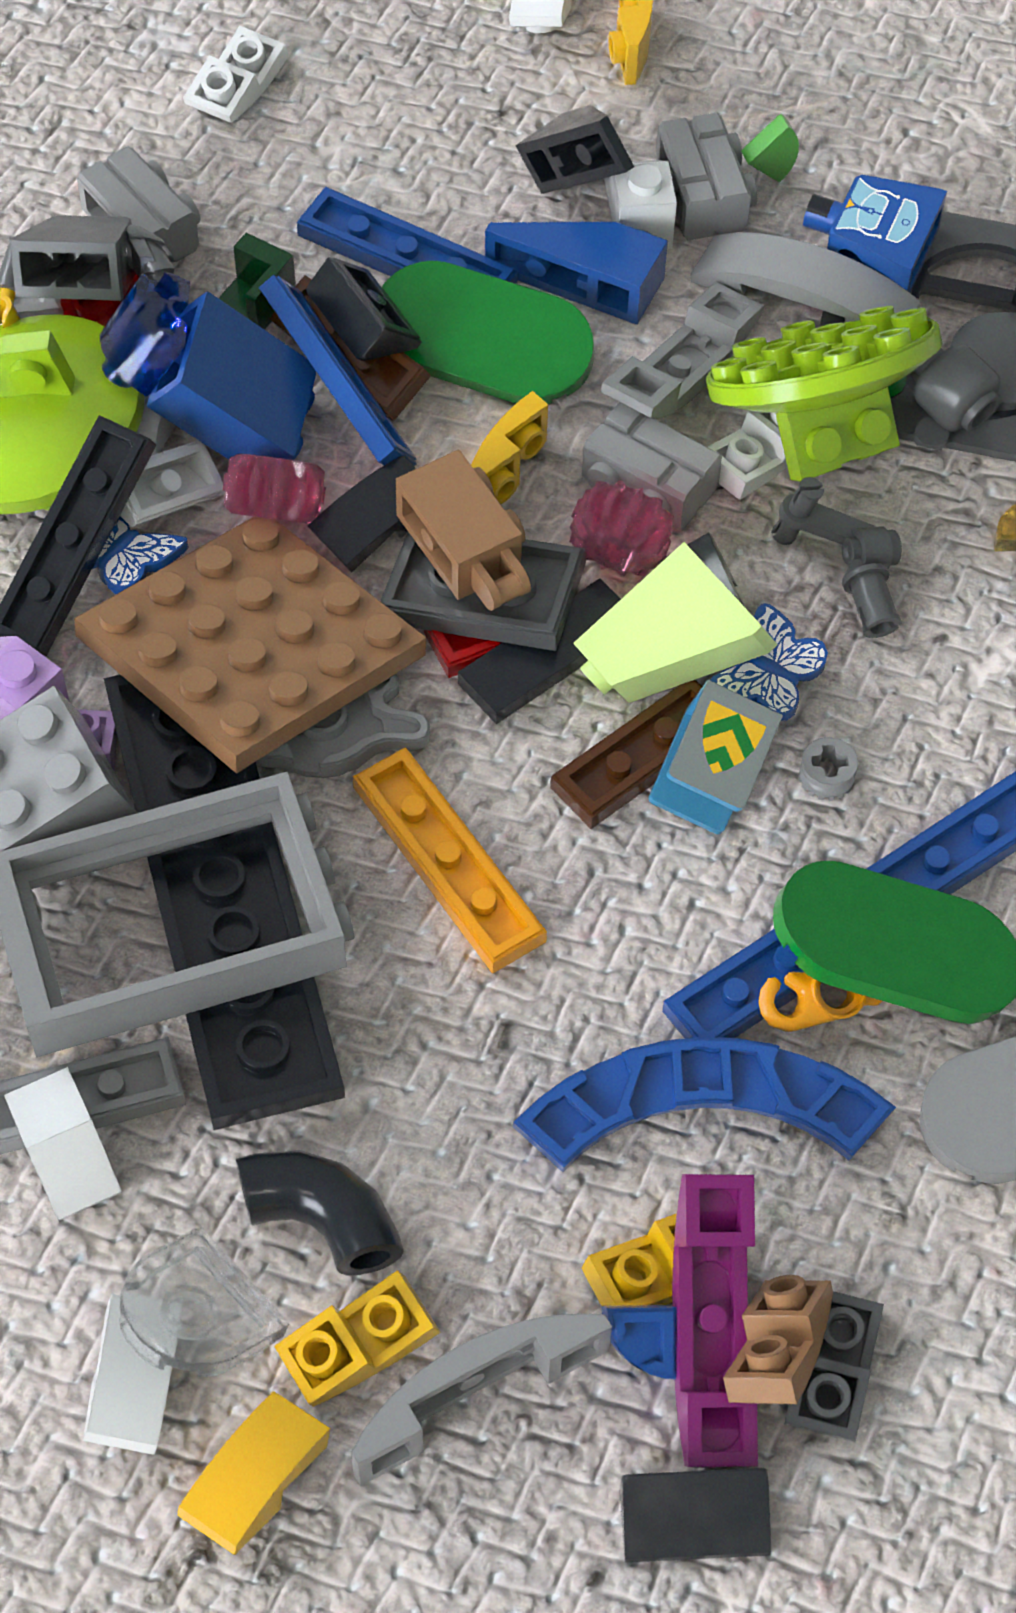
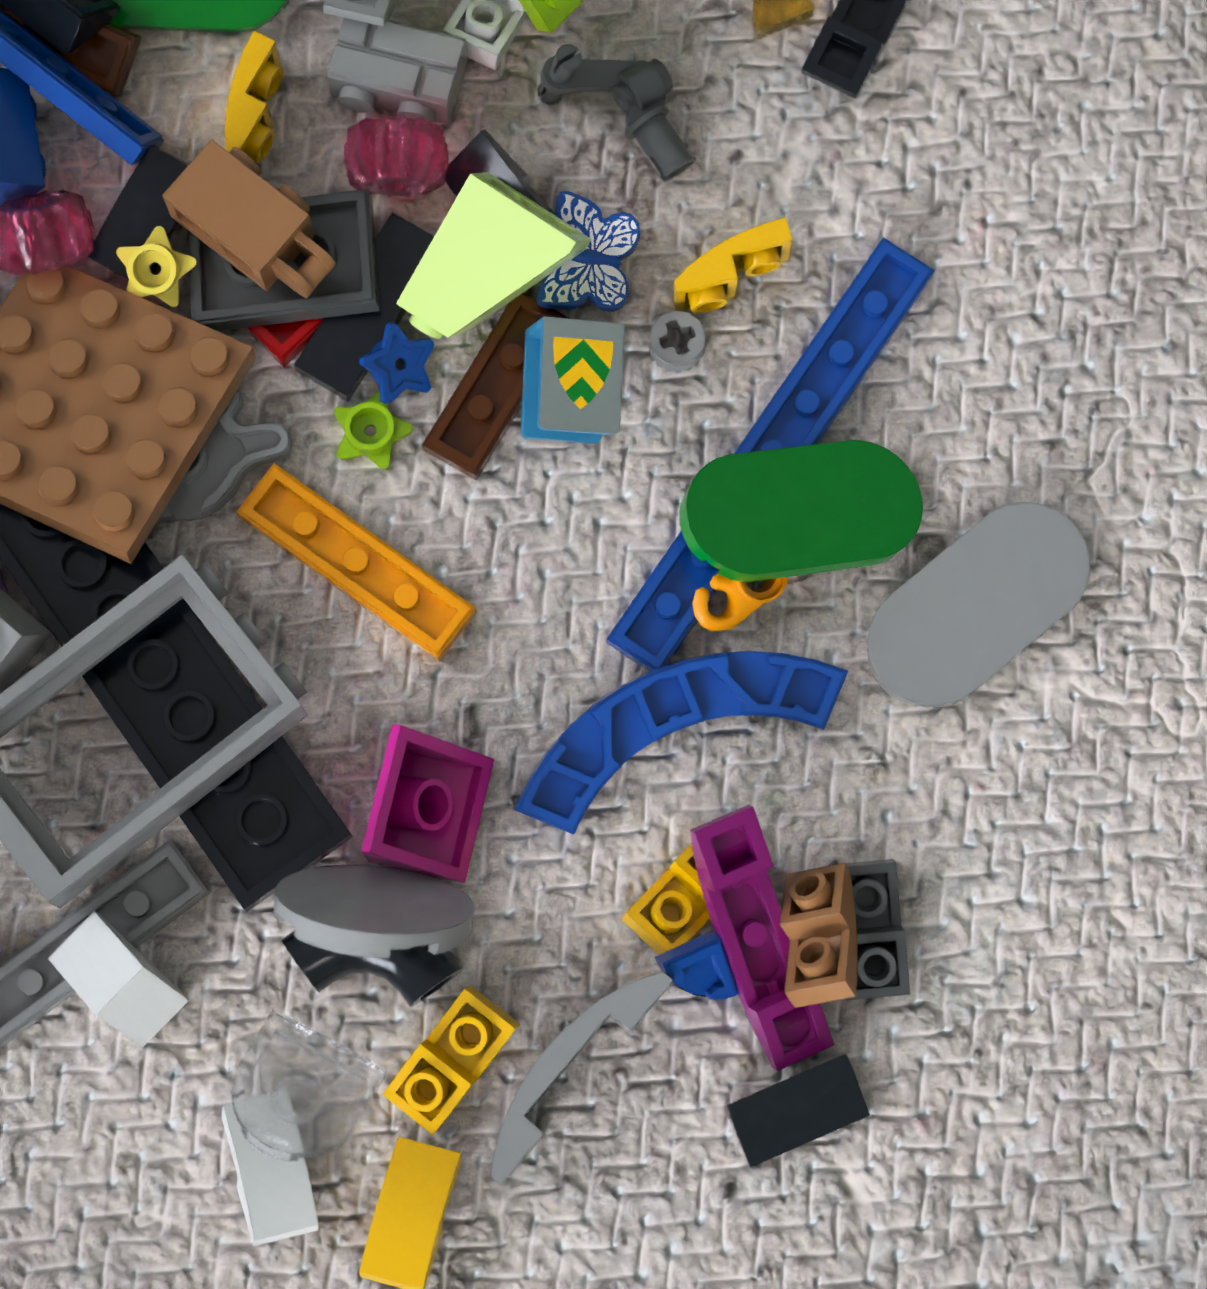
camera: 20 degrees left, 20 degrees up
(336, 1148) = (373, 910): none -> light grey tile
(371, 536) = (155, 250): none -> light yellow plate
(425, 1086) = (427, 805): none -> dark pink slope
(507, 738) = (377, 447): none -> lime plate
(540, 705) = (383, 358): none -> blue plate
(879, 719) = (714, 277): none -> yellow slope

